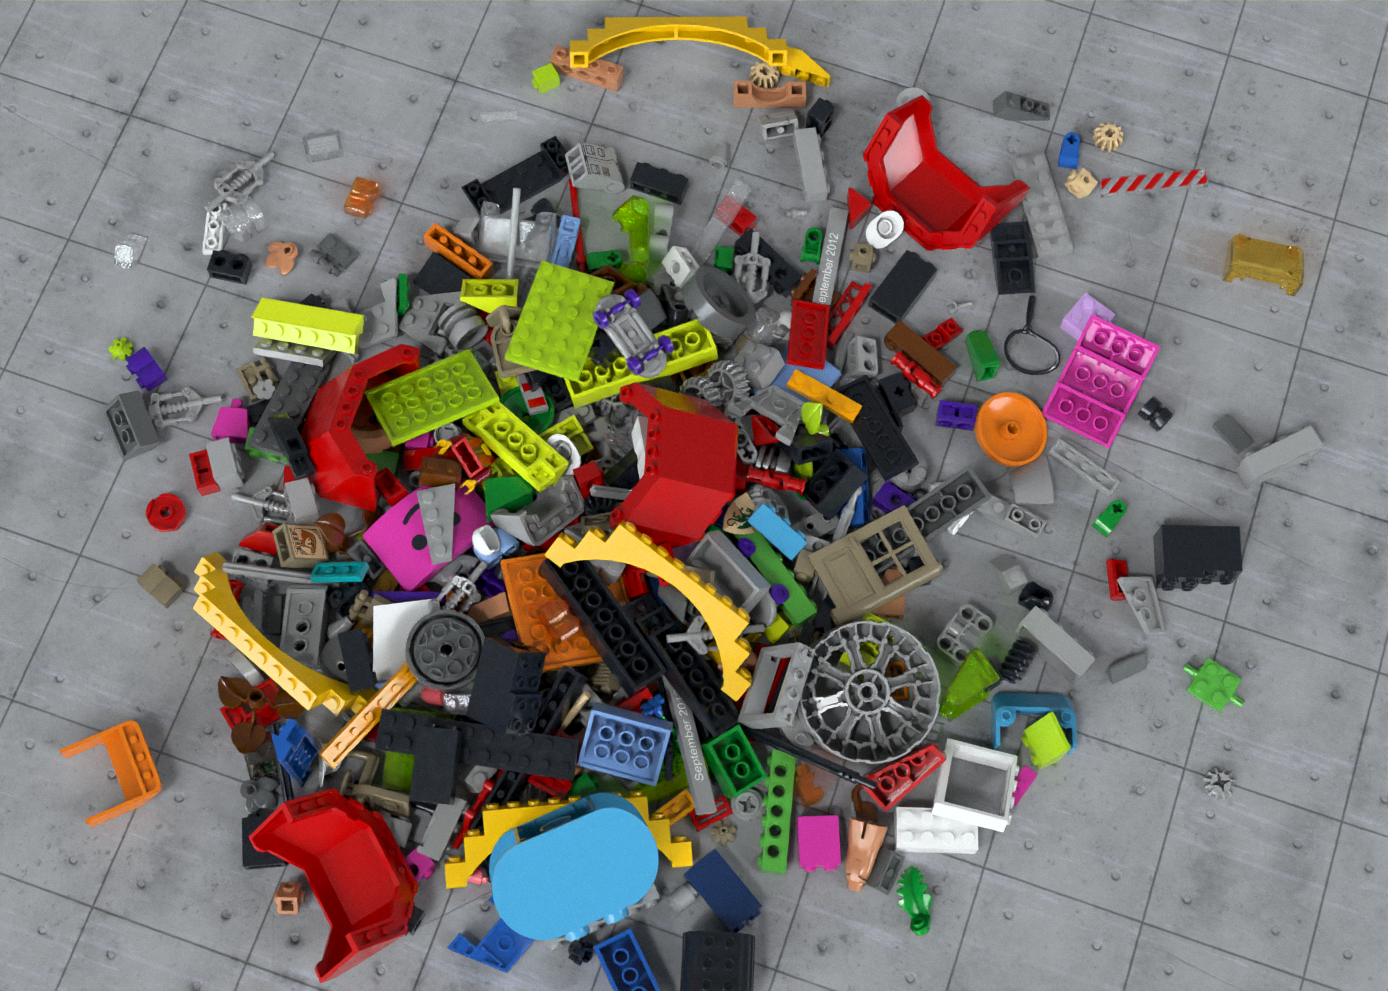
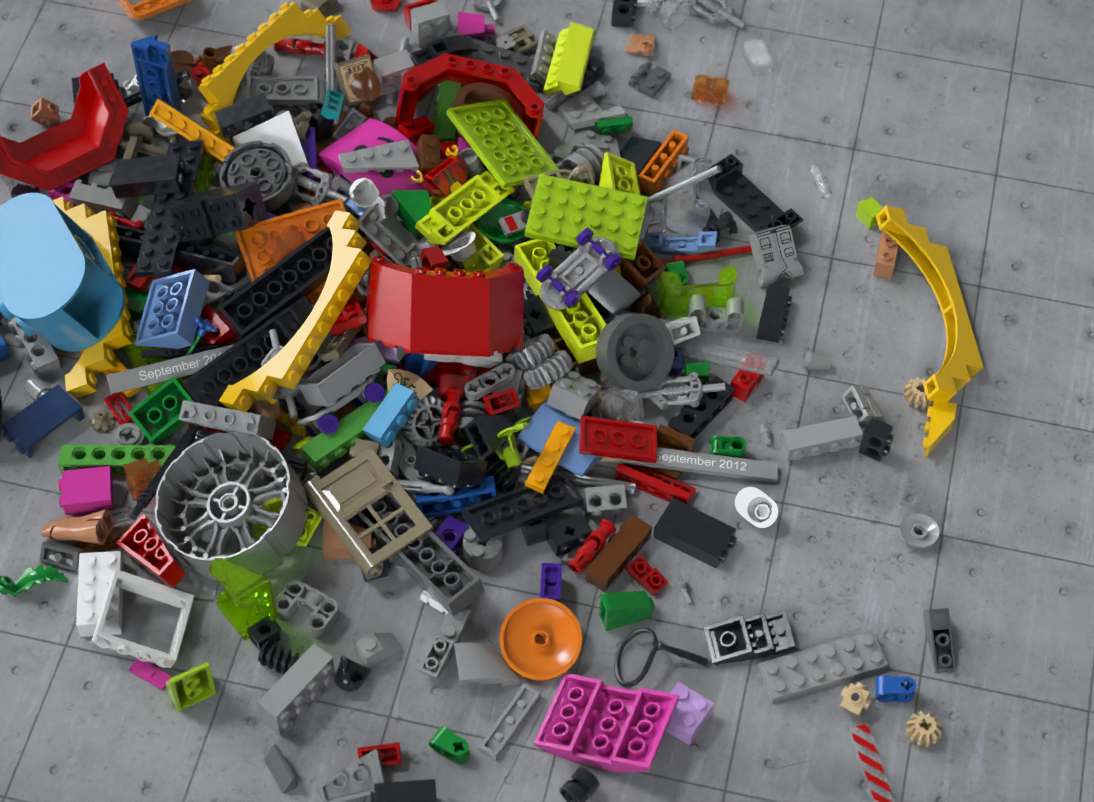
camera: 85 degrees right, 15 degrees down
(264, 612) = (297, 65): dark grey bracket -> none
(749, 95) = (891, 382): nougat arch -> none
(776, 405) = (528, 407): light grey wing -> none
(857, 207) = (779, 485): red slope -> none
(862, 257) = (722, 491): dark tan brick -> none
(927, 189) = (824, 540): red windscreen -> none
(1006, 706) = (232, 696): dark azure windscreen -> none

